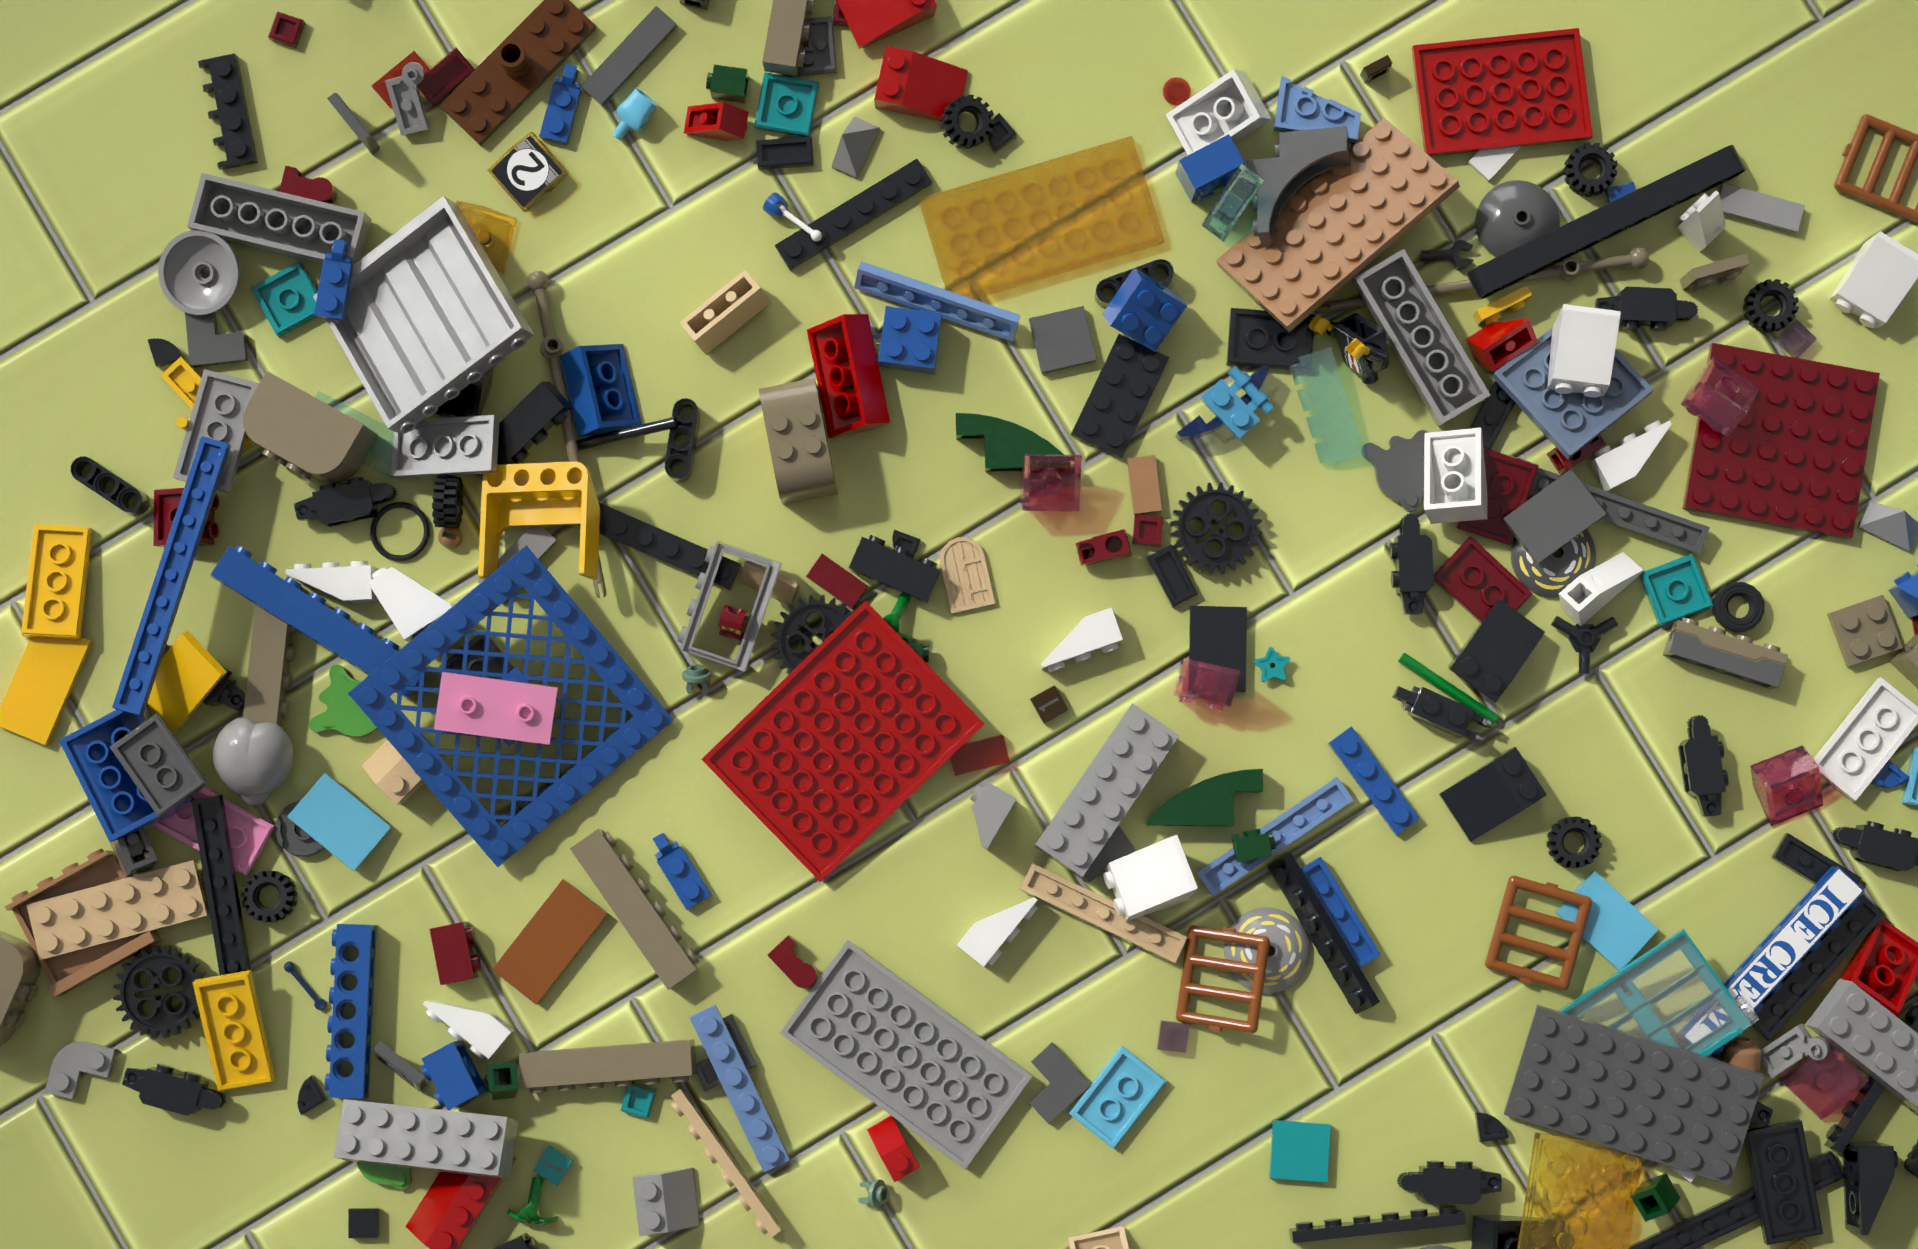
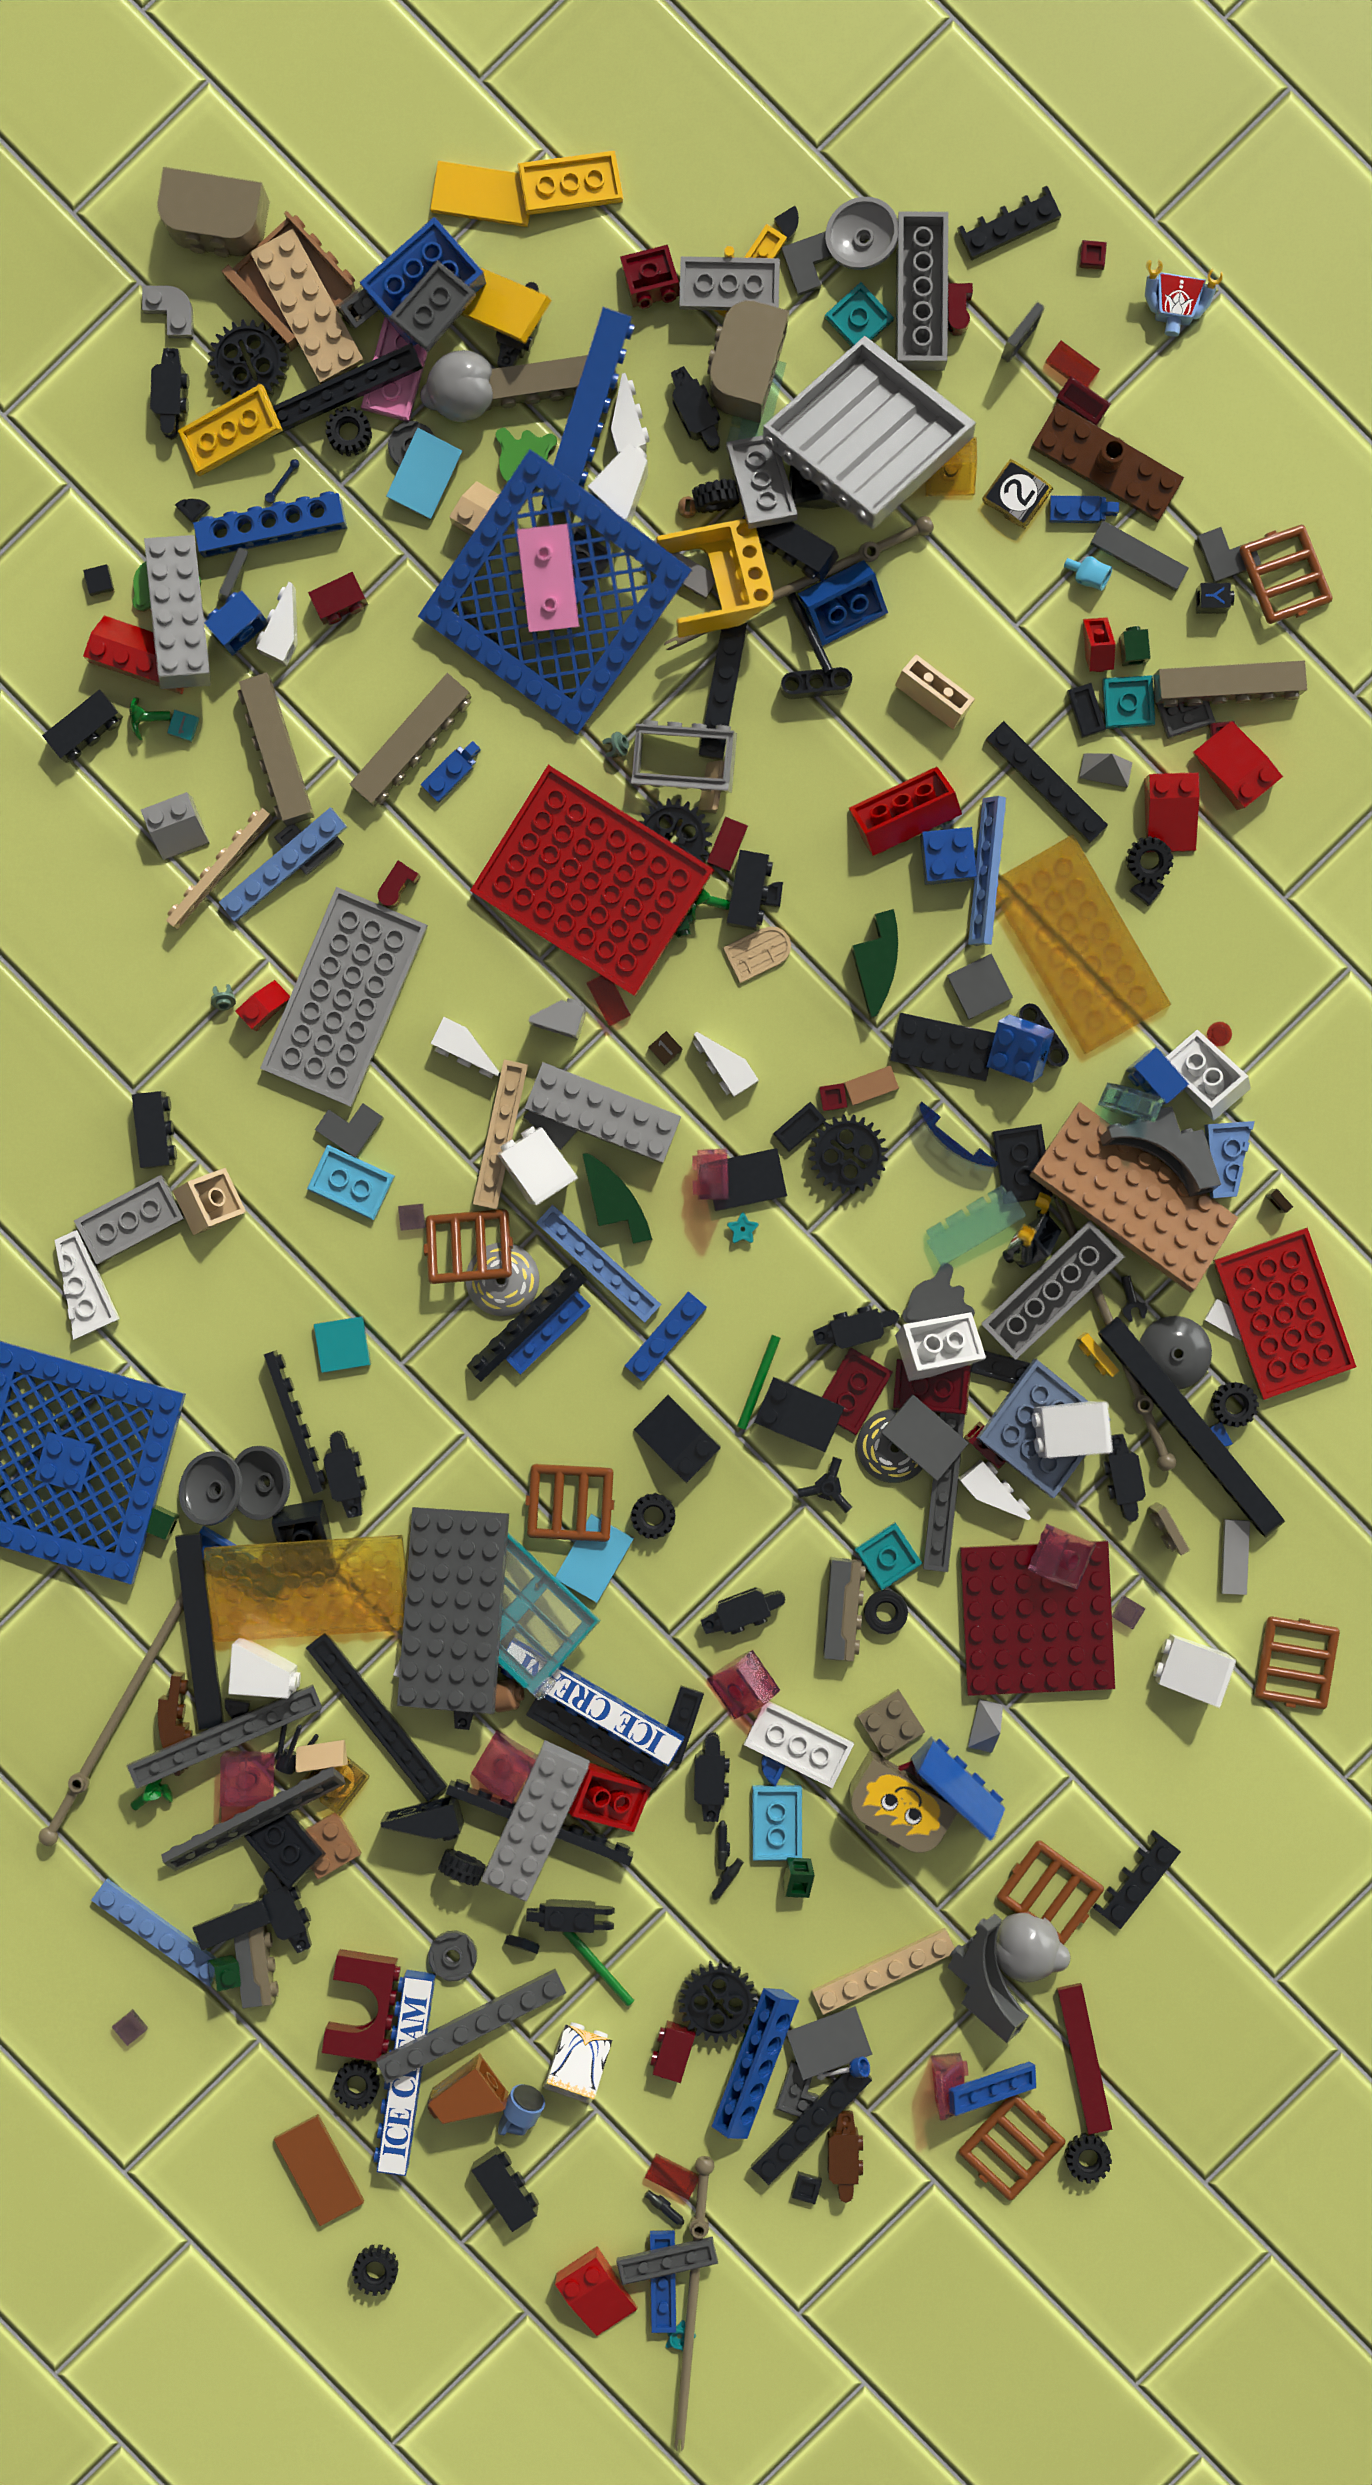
camera: 80 degrees right, 5 degrees up
(100, 476) = (666, 195): black beam -> none
(171, 576) = (595, 275): blue plate -> none
(334, 283) = (879, 350): blue hinge -> none
(379, 514) = (682, 440): black tyre -> none
(407, 99) = (1055, 373): light grey hinge -> none
(502, 1080) = (241, 663): dark green brick -> none
(549, 941) = (367, 676): dark orange tile -> none
(638, 1100) = (253, 783): teal tile -> none
(733, 622) = (670, 762): dark red leg -> none
(777, 206) = (1037, 715): hinge -> none
(798, 441) = (838, 780): dark tan brick -> none
(1050, 482) = (852, 1003): clear pink slope -> none
(1104, 548) = (809, 1063): dark red leg -> none
(1231, 409) = (953, 1140): dark azure plate -> none
(1253, 845) = (585, 1245): dark green brick -> none
(1441, 712) = (736, 1379): black hinge -> none
(1489, 1127) = (399, 1498): black tile -> none
(1501, 342) = (1065, 1360): red slope -> none
(1597, 587) = (874, 1489): white slope -> none
(1655, 1197) = (373, 1647): dark green brick -> none
(1703, 221) = (1210, 1509): white slope -> none
(1783, 1182) = (411, 1750): black tile -> none
(1785, 297) = (1165, 1590): black tyre -> none
(1792, 1048) = (522, 1734): light grey hinge -> none

